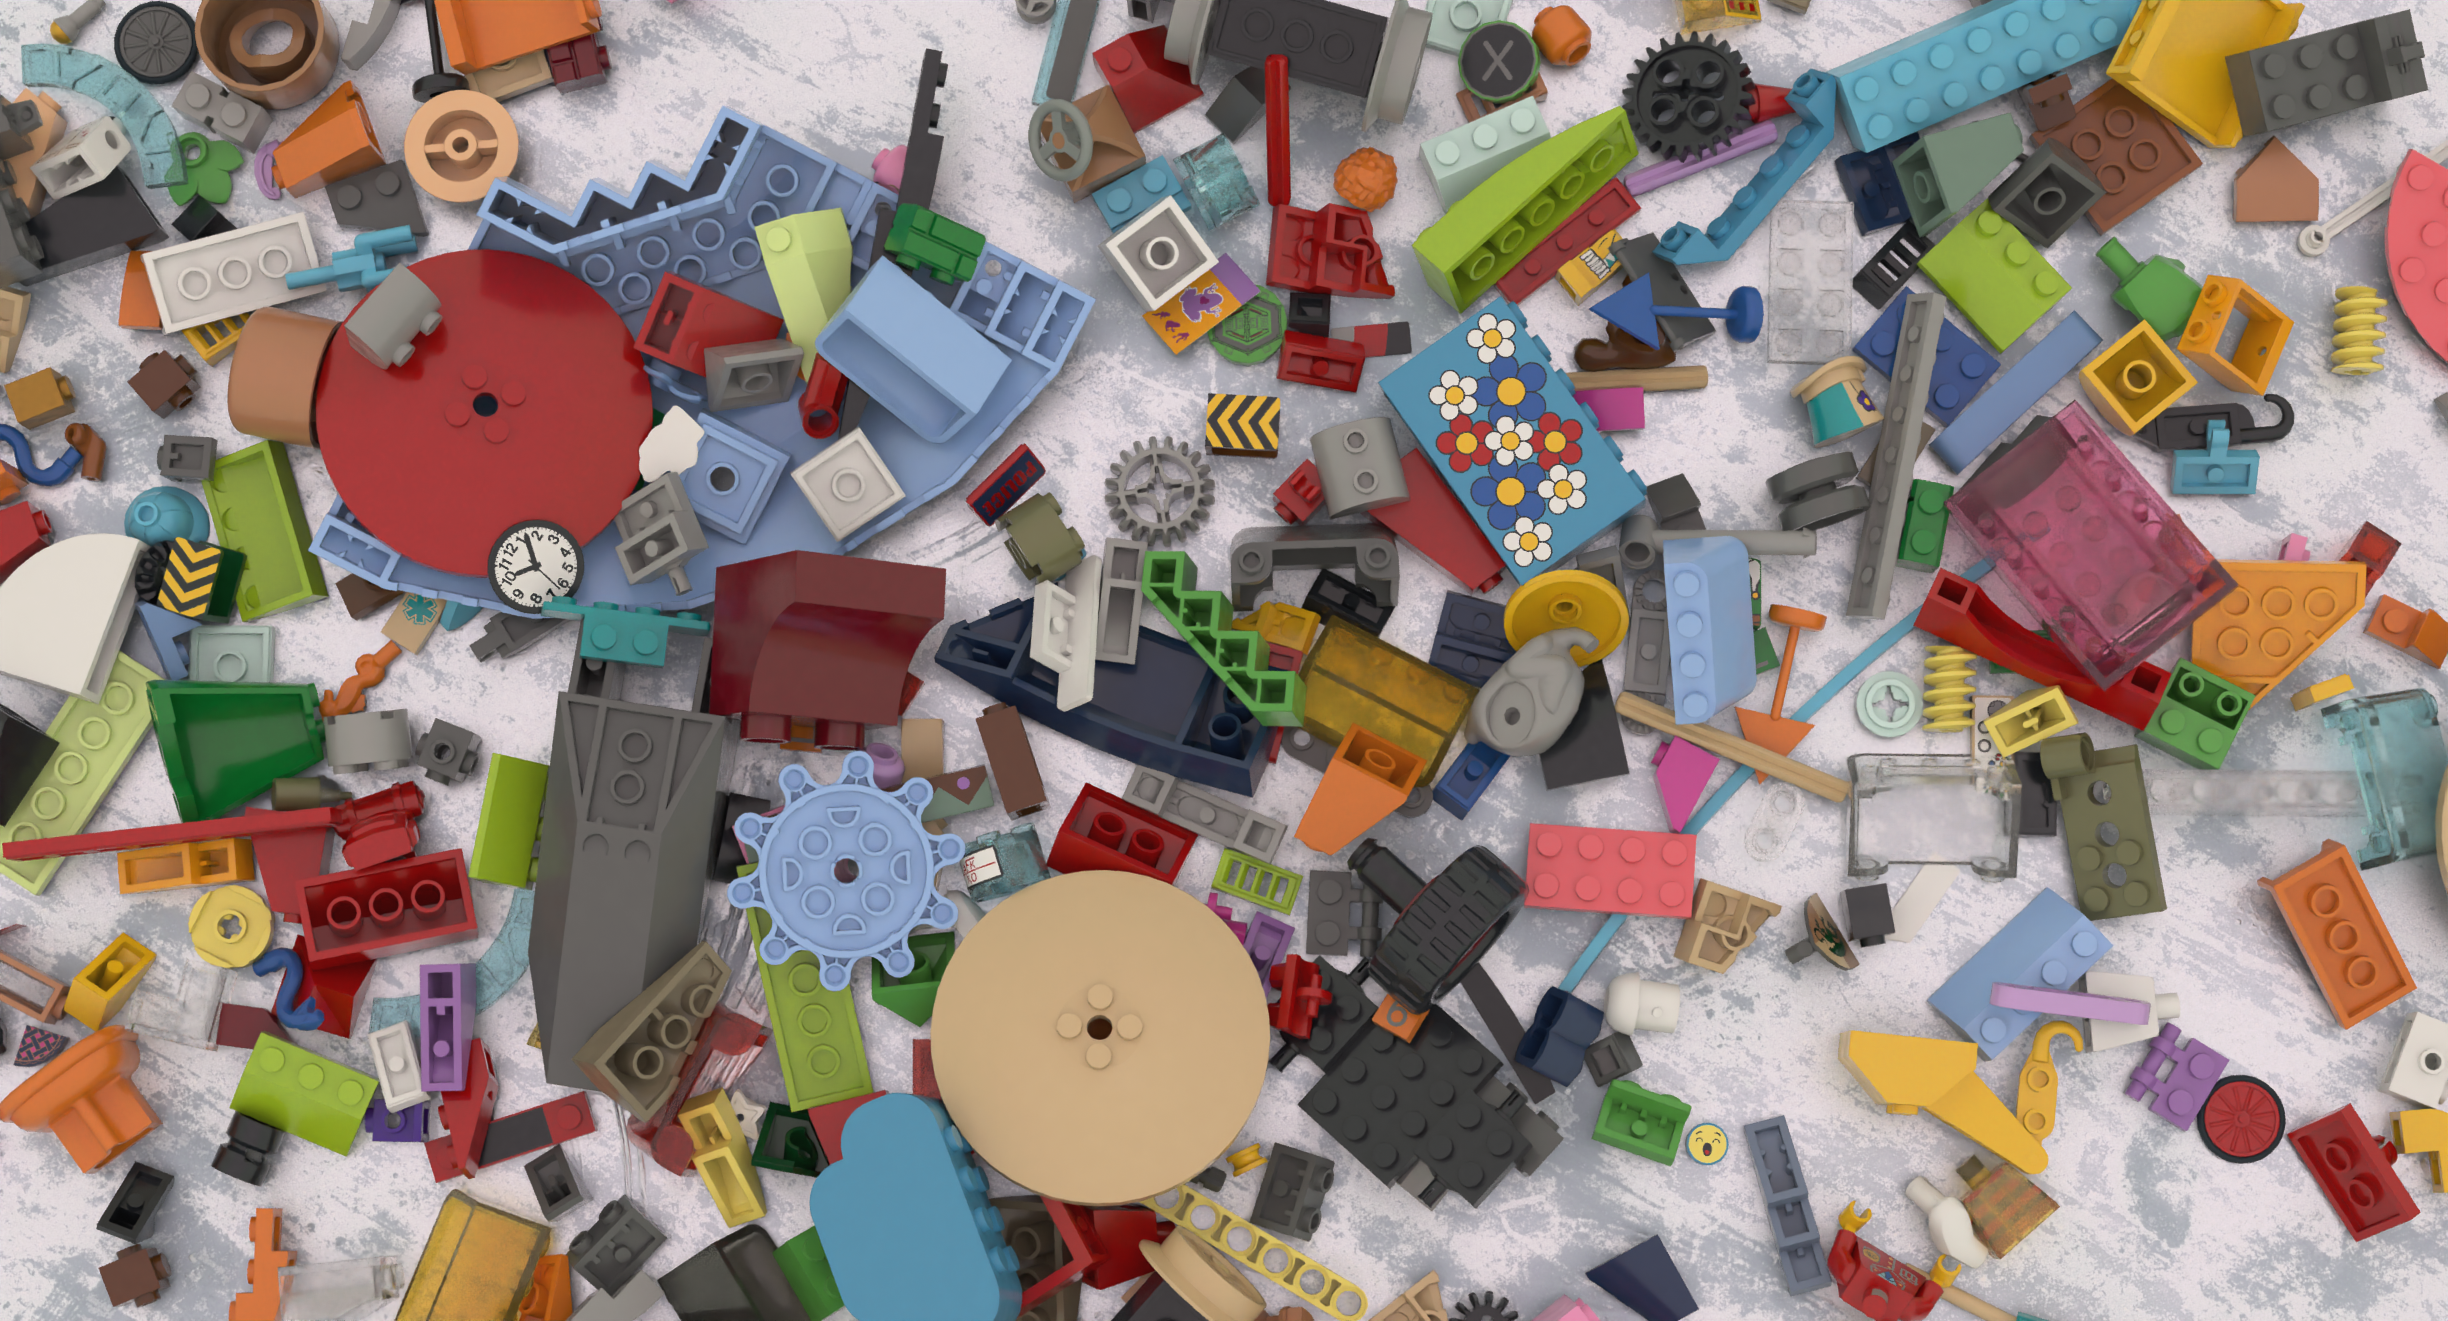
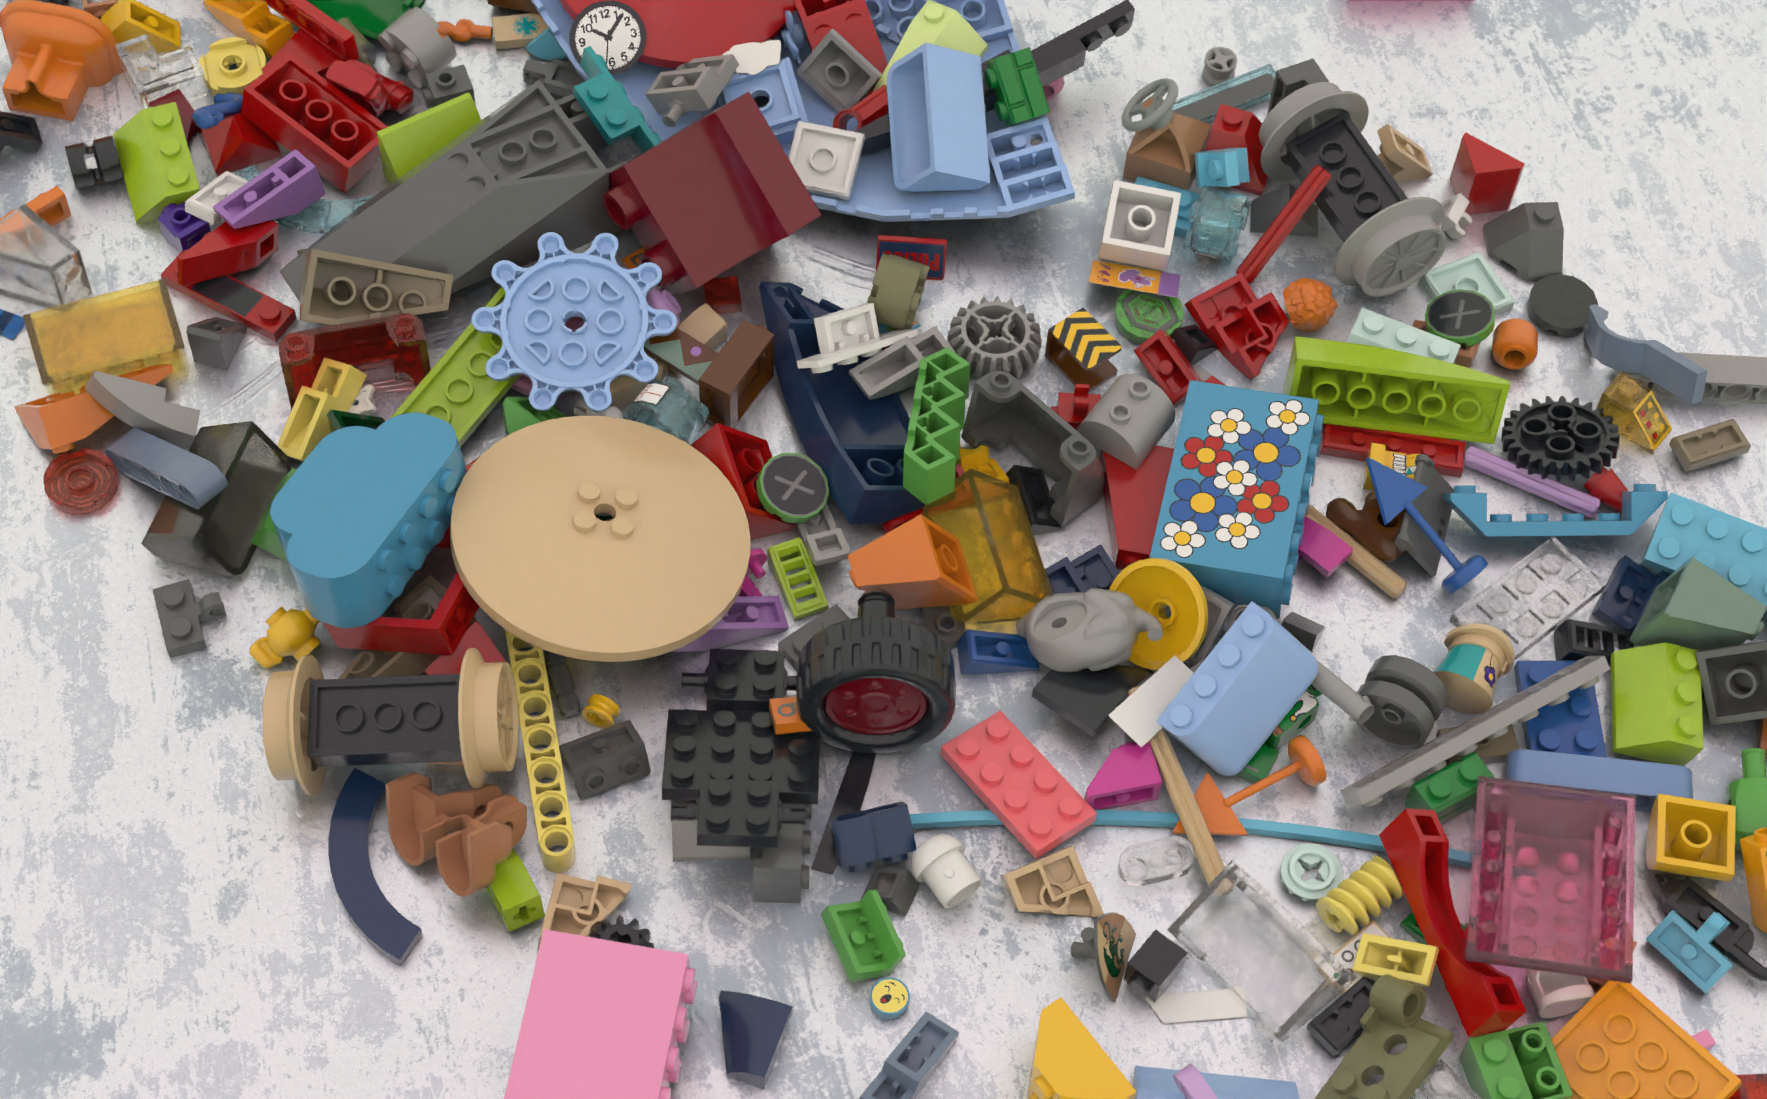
camera: 40 degrees right, 25 degrees down
(614, 1245) = (214, 396): dark grey bracket -> none
(1165, 122) = (1222, 167): none -> medium azure brick
(1173, 815) = (792, 487): none -> black tile
(1299, 998) = (741, 643): red hips -> none
(1647, 695) = (1144, 706): none -> white sticker

